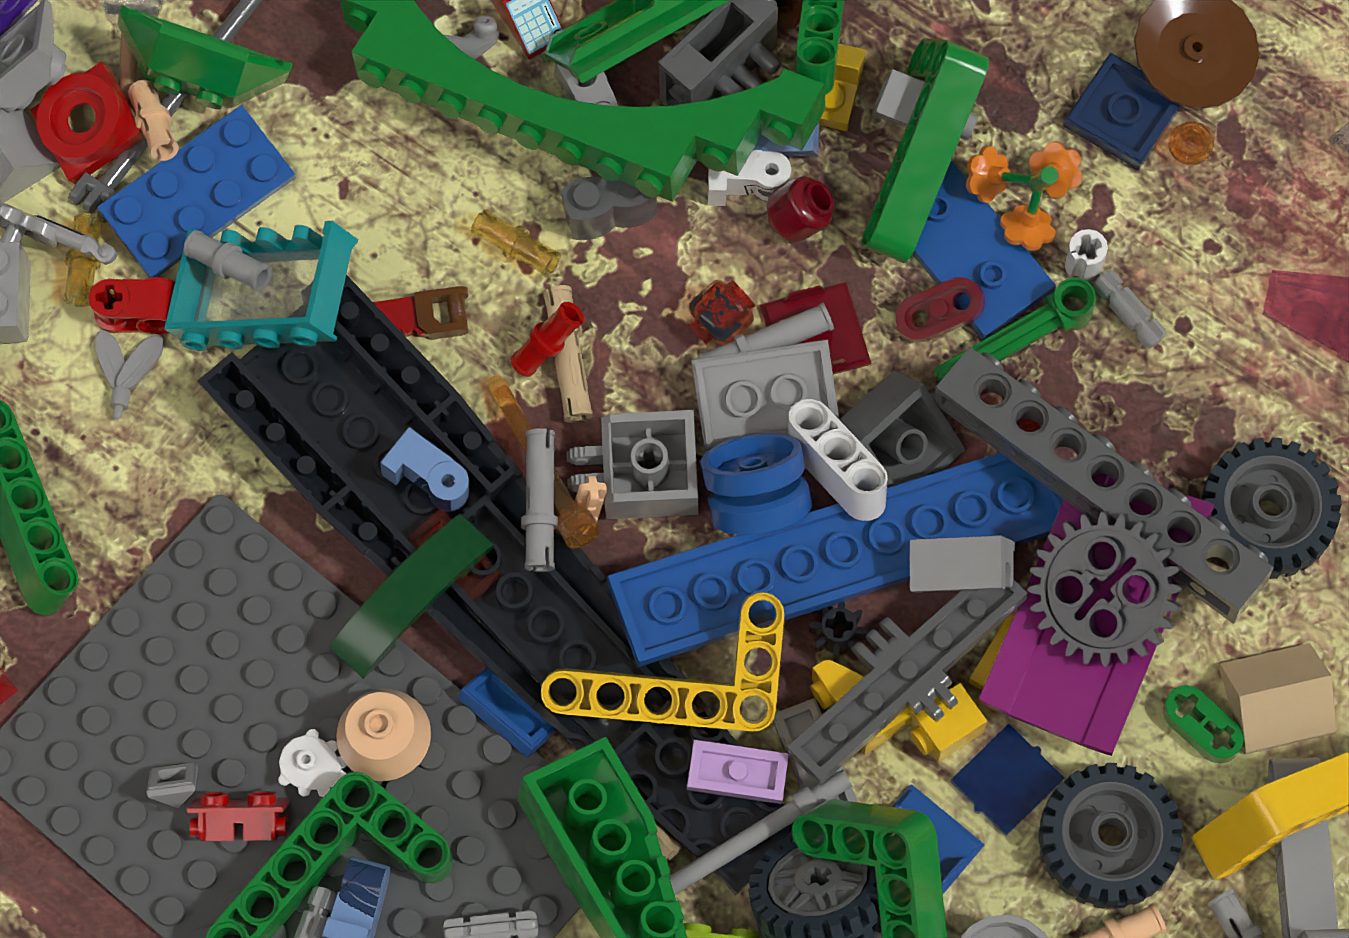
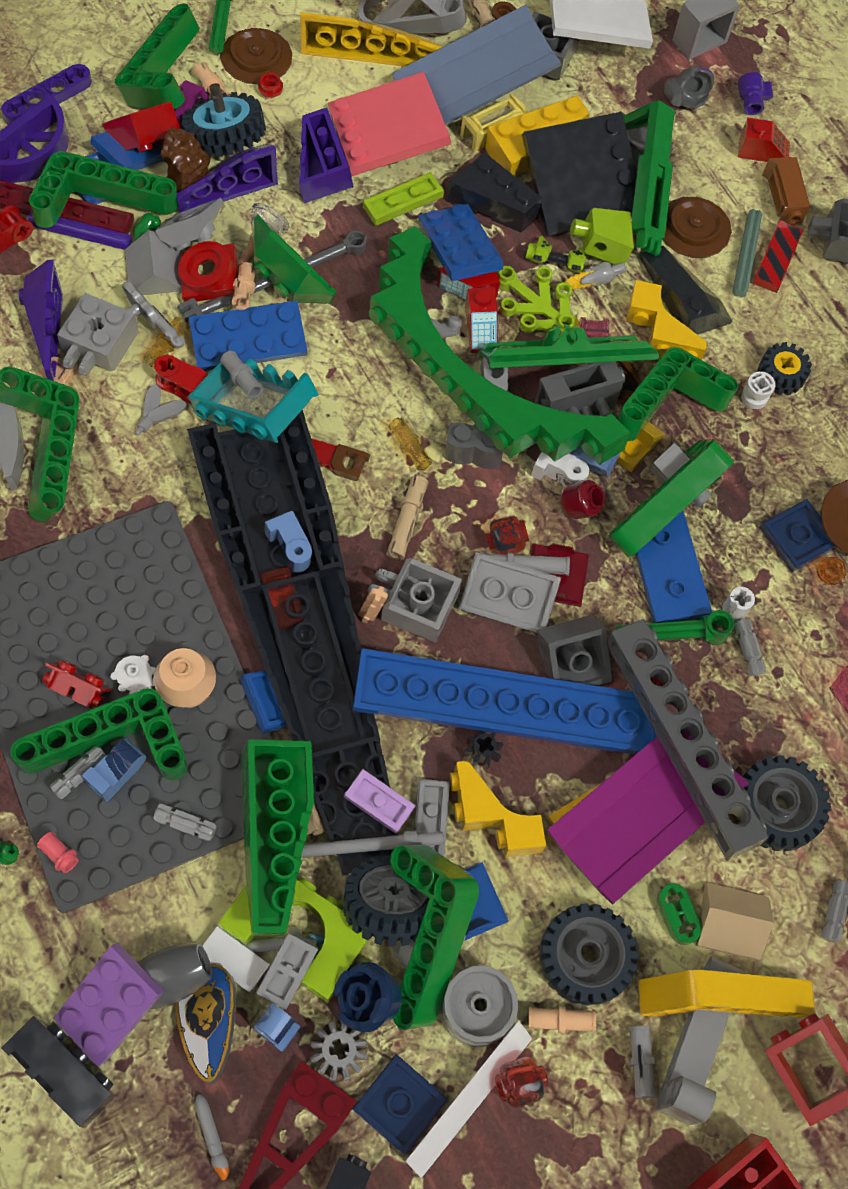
camera: 15 degrees right, 5 degrees down
(172, 783) = (48, 646): light grey slope -> none
(409, 593) = (241, 603): dark green slope -> none
(540, 516) = (340, 596): light grey pin -> none
(547, 339) = (399, 501): red pin -> none
(575, 523) = (359, 611): clear orange piece -> none
(684, 690) = (370, 737): yellow beam -> none
(756, 483) = (477, 638): blue wheel -> none
(845, 477) = (532, 648): white beam -> none
(902, 676) = (510, 792): dark grey hinge -> none
(941, 309) = (638, 591): dark red plate -> none
(961, 564) = (576, 742): light grey hinge -> none
(1007, 779) = (541, 888): clear blue piece -> none
(1053, 170) = (741, 547): orange plant -> none
(1135, 618) = (666, 828): gear -> none

